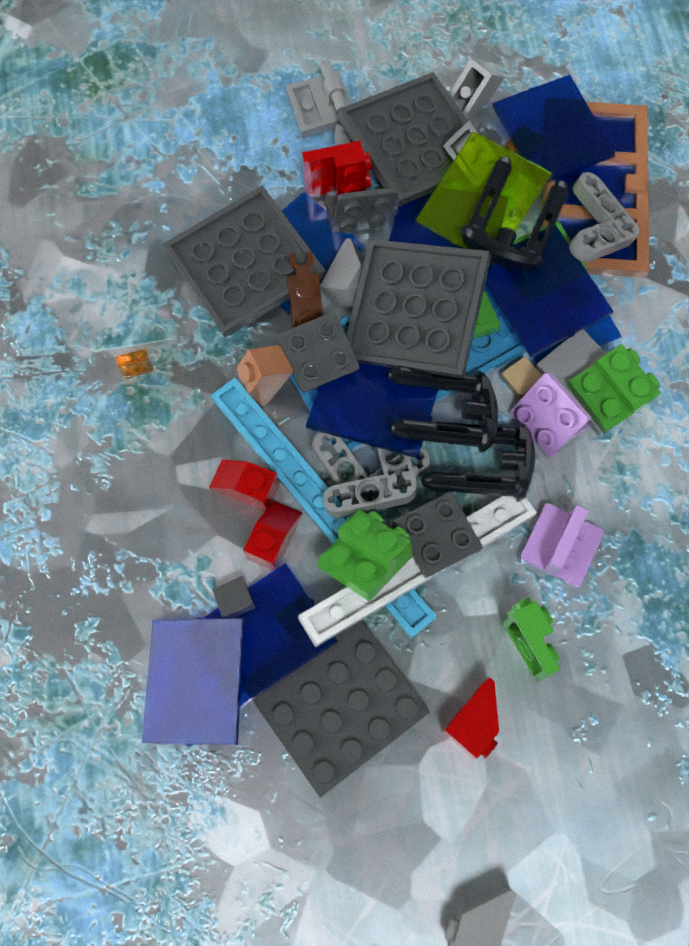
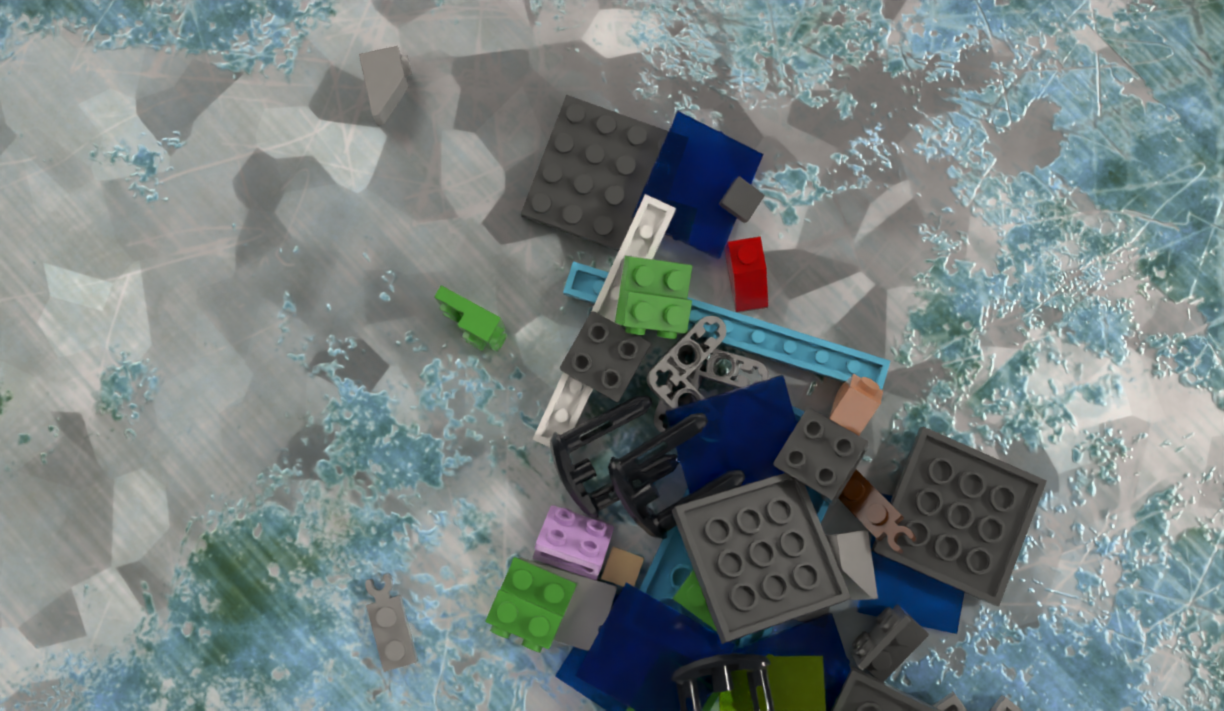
camera: 140 degrees right, 10 degrees up
(134, 363) = (980, 347): clear orange tile -> none
(194, 682) = (726, 115): clear blue piece -> none
(246, 483) = (802, 302): red slope -> none
(337, 169) = (931, 673): red plate -> none
(476, 723) = (478, 226): red slope -> none
(563, 543) = (494, 427): lavender bracket -> none

